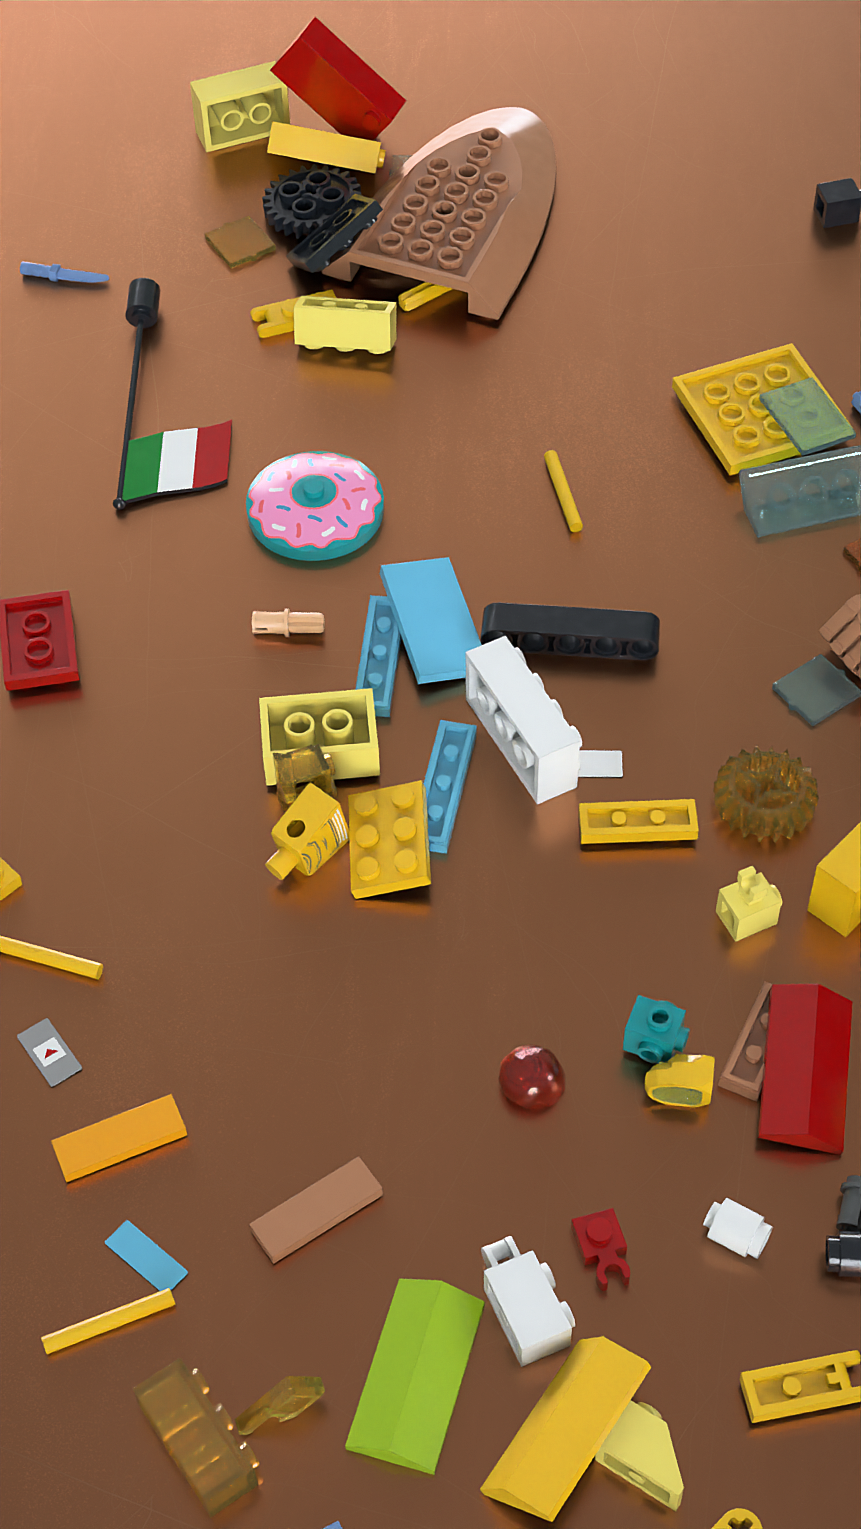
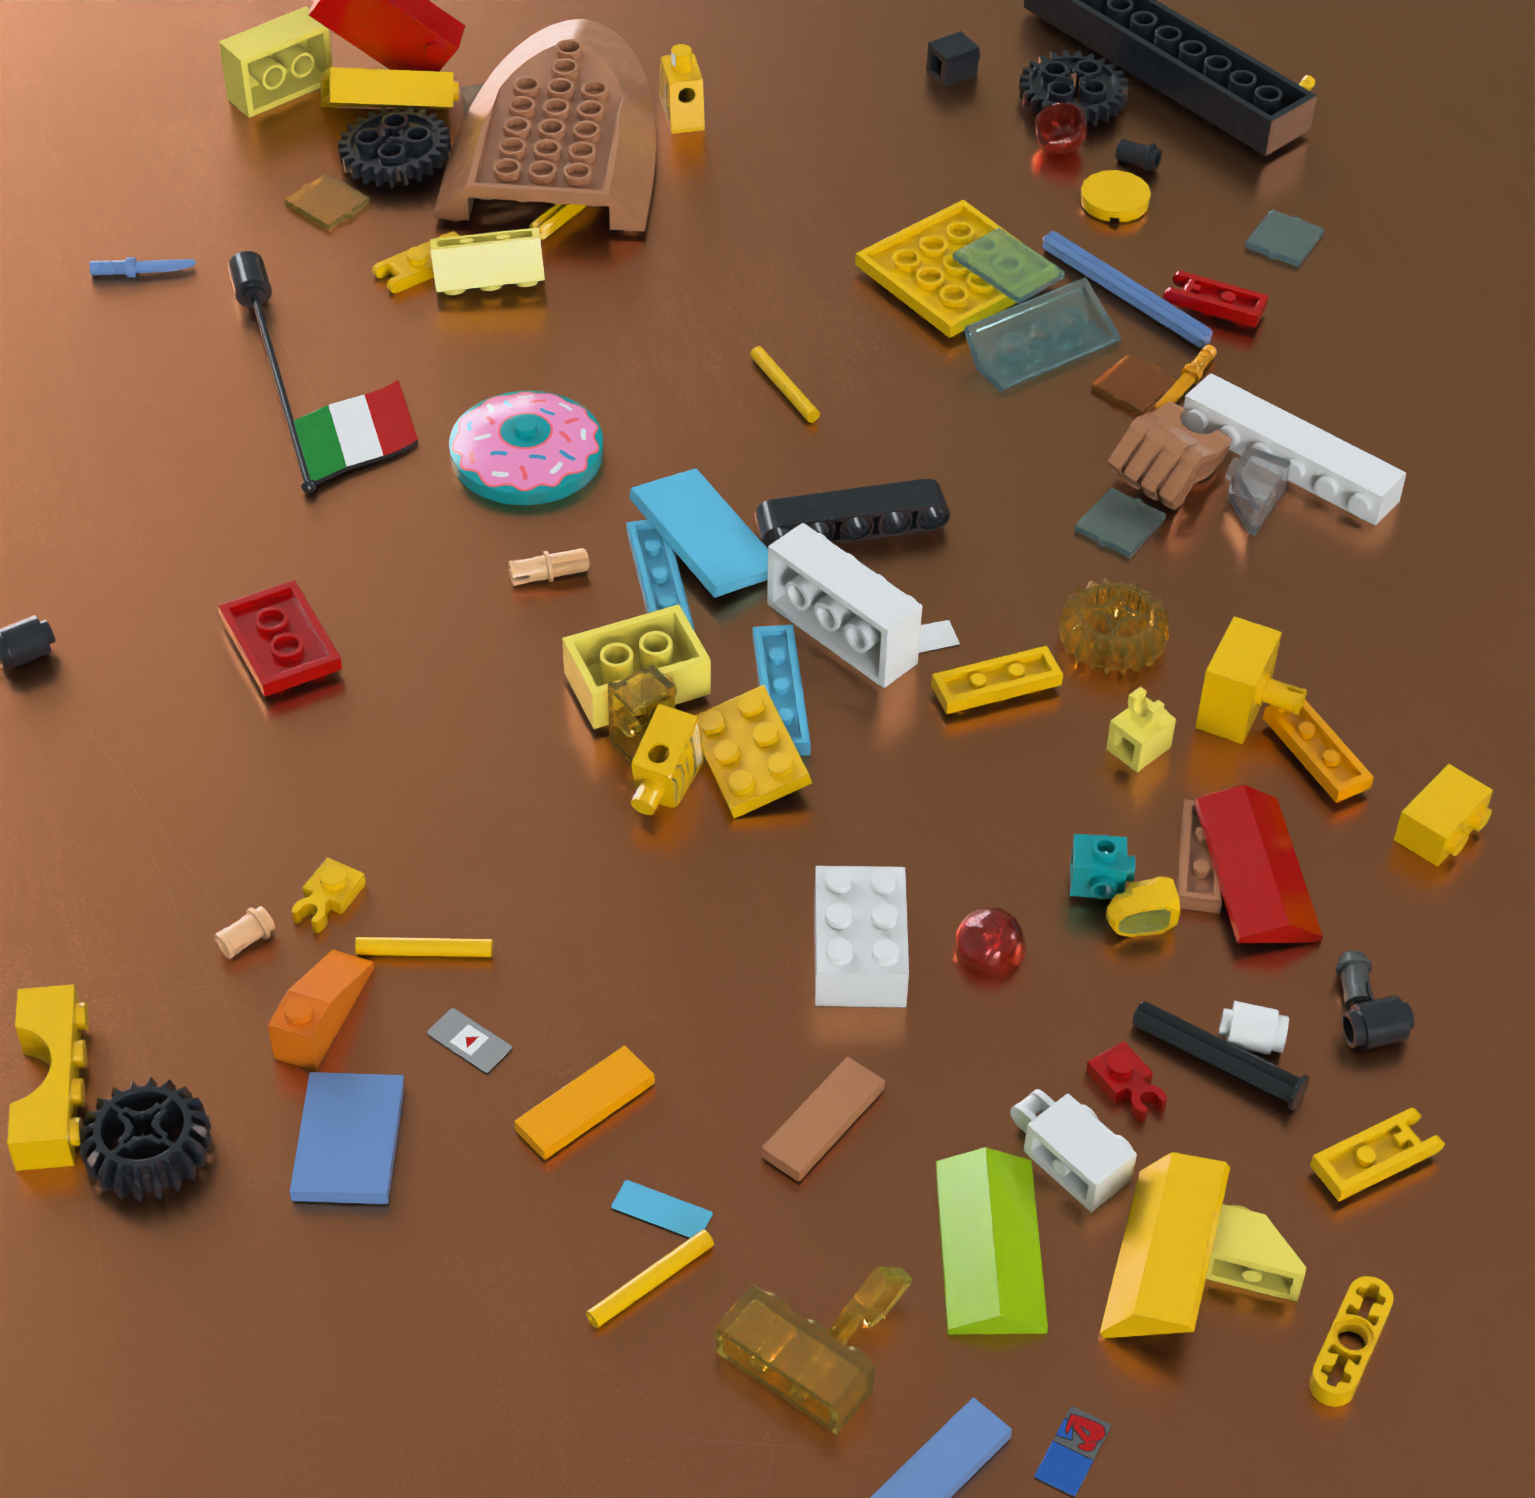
camera: 20 degrees left, 5 degrees down
(335, 233) = (440, 171): black plate -> none
(413, 1044) = (860, 936): none -> white brick
(577, 181) = (682, 78): none -> yellow torso
(700, 1245) = (1221, 1053): none -> black axle

